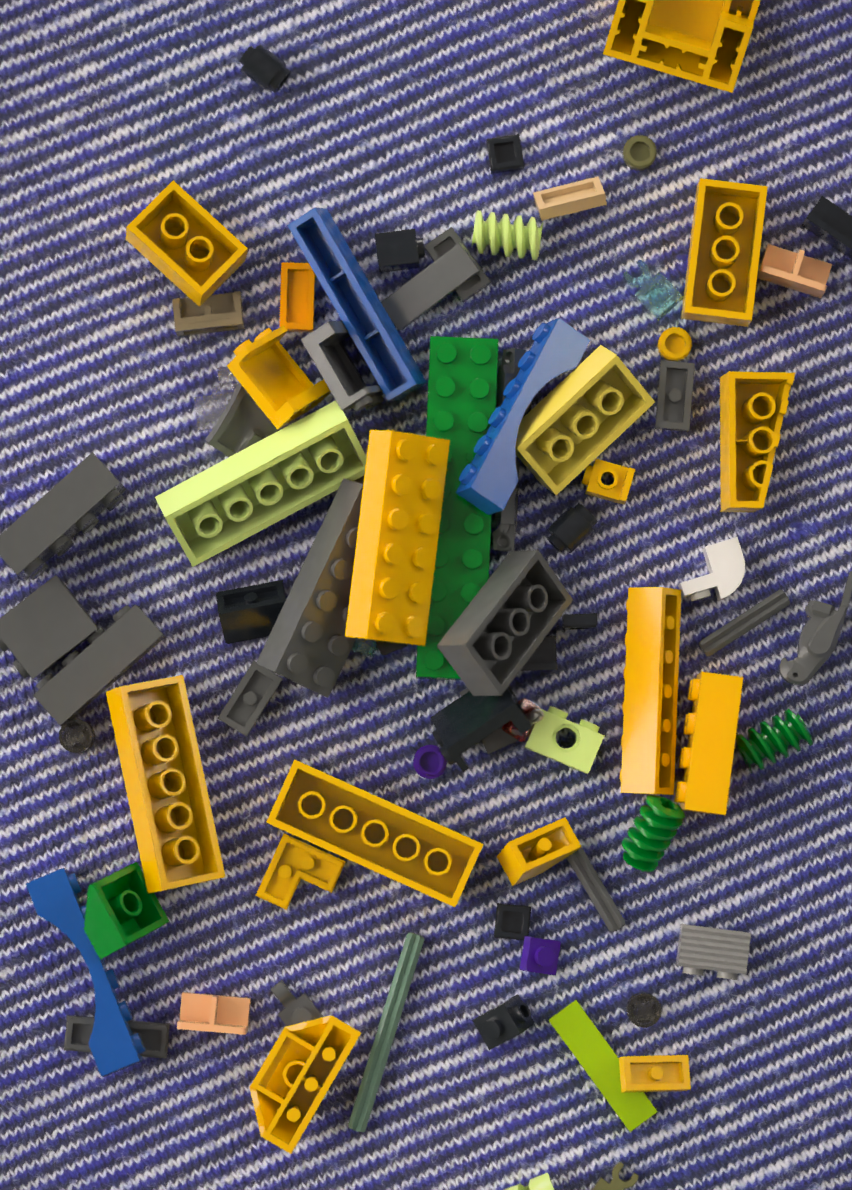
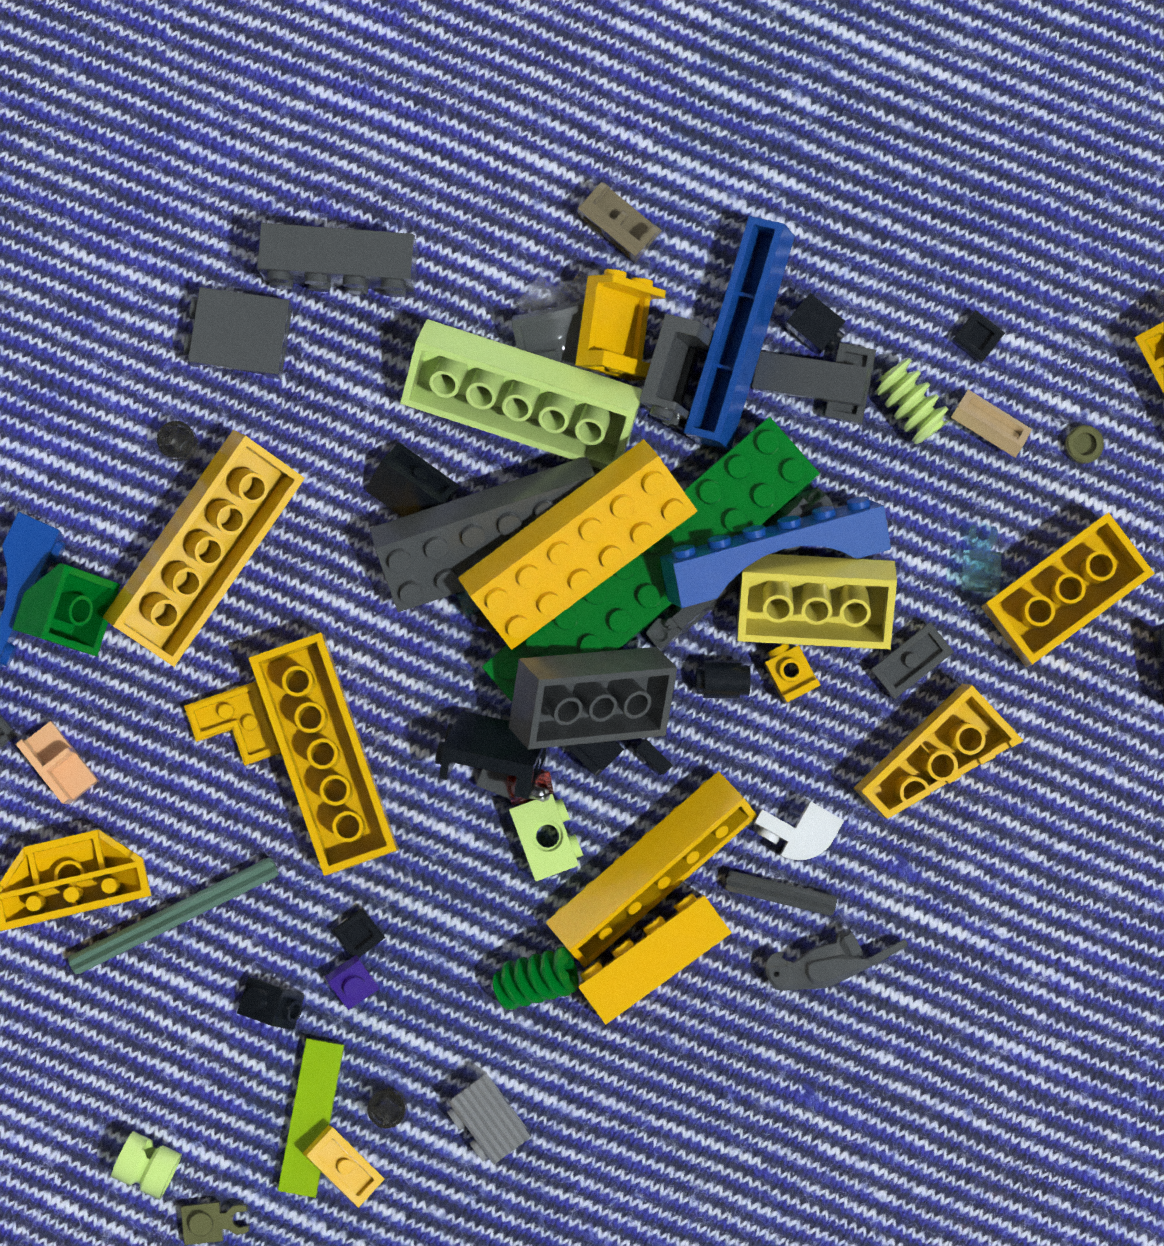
camera: 45 degrees right, 0 degrees up
(99, 665) = (251, 404): dark grey brick -> none
(186, 243) = (657, 149): yellow brick -> none
(250, 698) = (337, 551): dark grey plate -> none
(264, 68) = (860, 78): black brick -> none
(296, 1009) = (123, 825): dark grey plate -> none
(297, 297) = (700, 280): light orange tile -> none
(429, 762) = (423, 744): dark purple plate -> none
(538, 851) = (434, 900): yellow slope -> none
(596, 890) = (450, 971): dark grey axle -> none
(674, 344) = (954, 621): yellow tile -> none
(772, 739) = (706, 1006): green piece -> none
(794, 270) = (1108, 662): light nougat panel -> none

